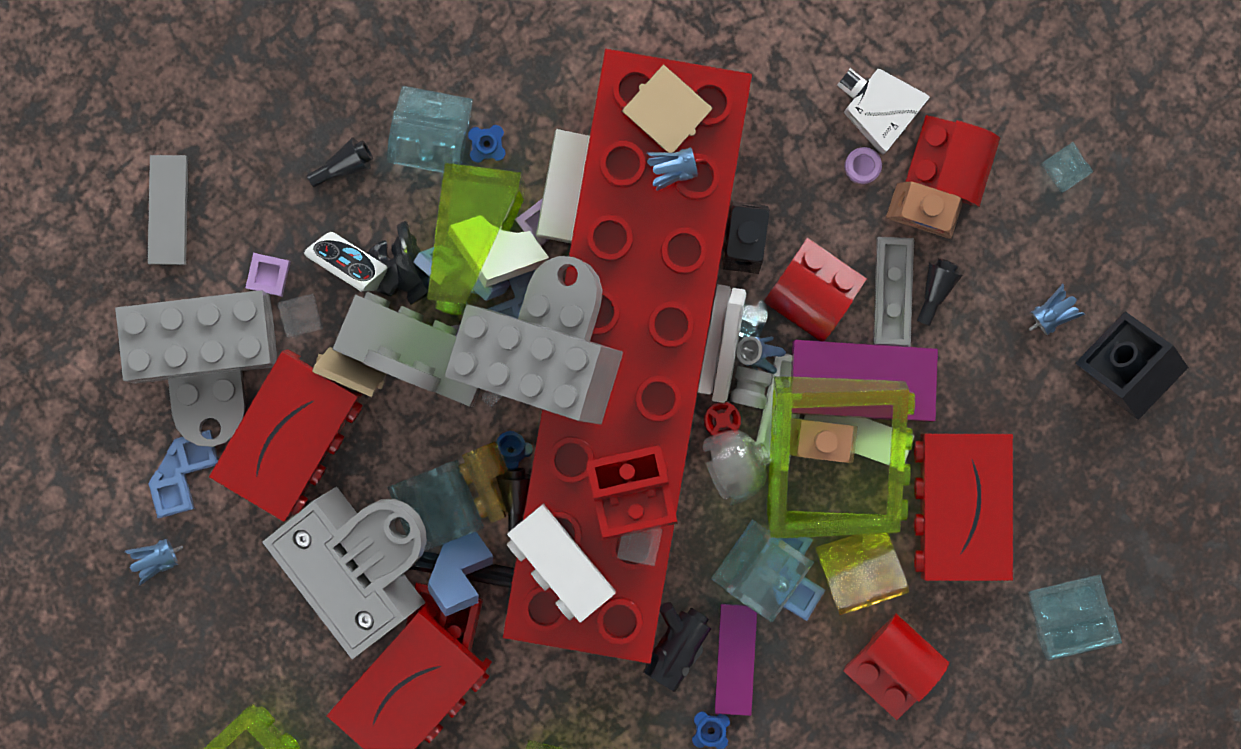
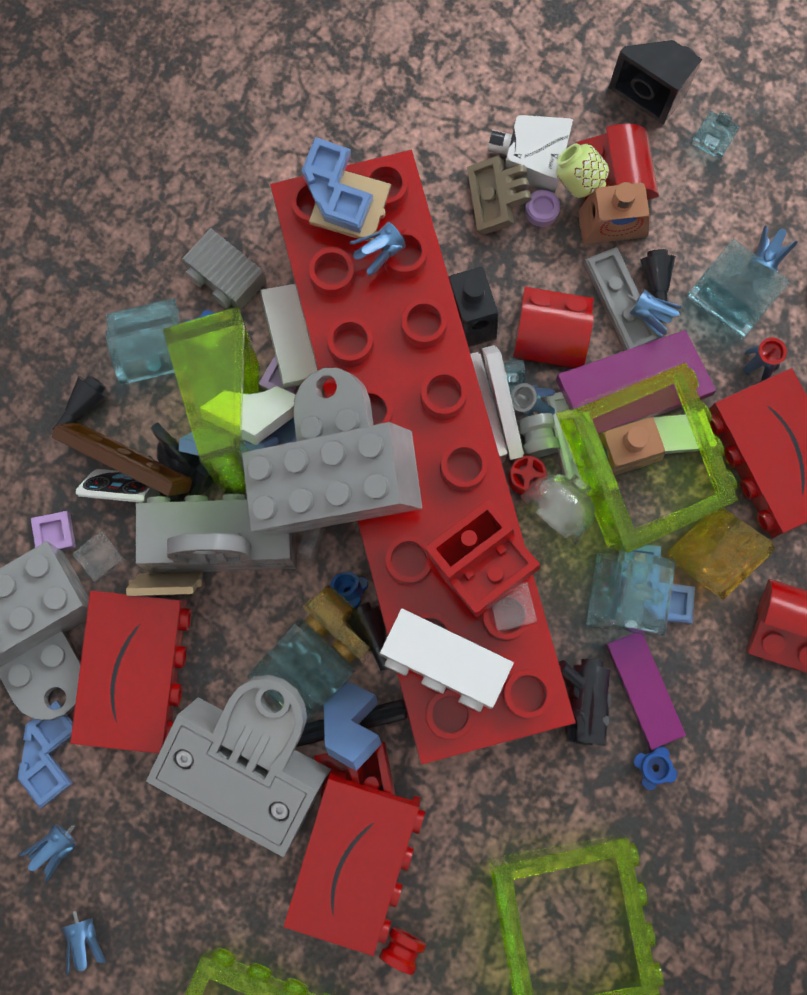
camera: 25 degrees left, 10 degrees down
(148, 642) = (75, 938): none -> flat silver piece
(359, 239) = (122, 458): none -> reddish brown tile
(530, 94) = (223, 270): none -> light grey brick
(653, 104) = (335, 201): none -> medium blue tile
(822, 134) = (496, 193): none -> dark tan hinge
(910, 156) = (581, 170): none -> yellowish green head
(911, 310) = (649, 308): none -> flat silver piece
(998, 409) = (768, 354): none -> piece
(1003, 334) = (738, 288): none -> clear light blue brick
(1031, 90) = (655, 76): none -> black slope

